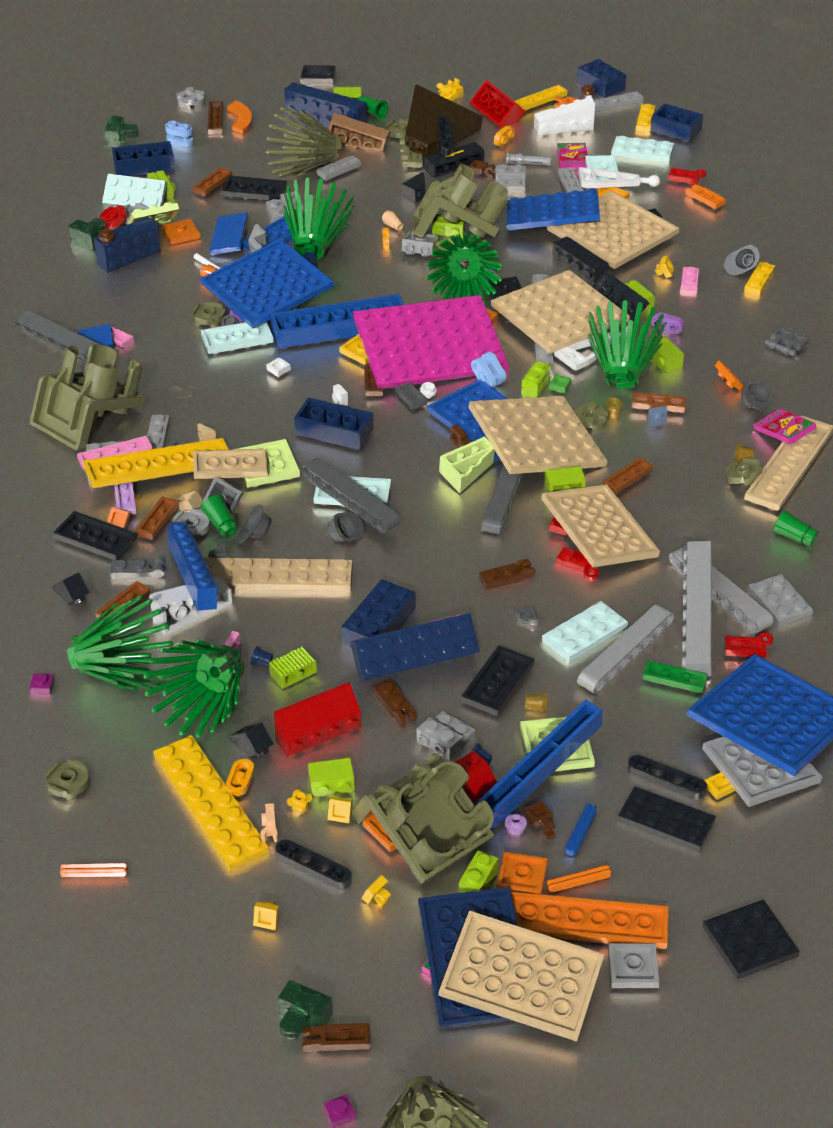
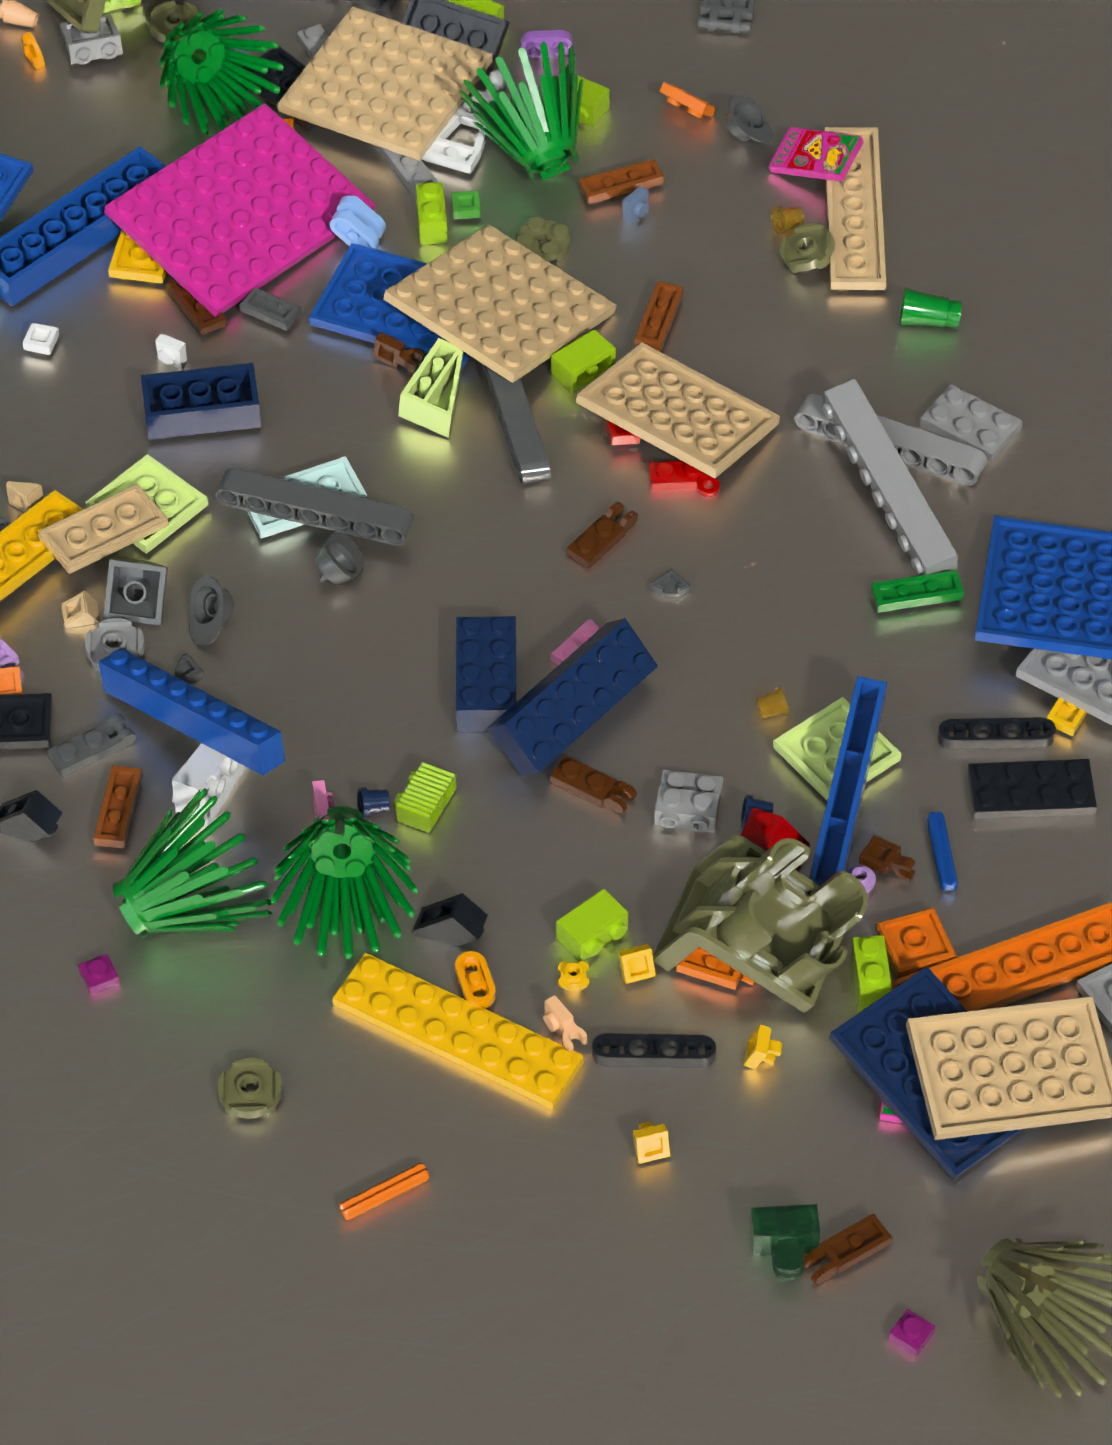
camera: 30 degrees left, 10 degrees up
(157, 517) = (59, 656): dark orange plate -> none
(219, 515) = (154, 616): green plant -> none
(282, 573) = (308, 662): tan plate -> none
(317, 719) = (522, 857): red slope -> none
(428, 389) = (287, 288): white plate -> none
(497, 680) = (702, 695): black plate -> none
(578, 878) = (983, 915): orange axle -> none
(584, 631) = (760, 575): light aqua plate -> none
(613, 407) = (569, 214): clear yellow piece -> none
(625, 649) = (831, 578): light grey beam -> none
(747, 645) = (976, 507): red hinge -> none

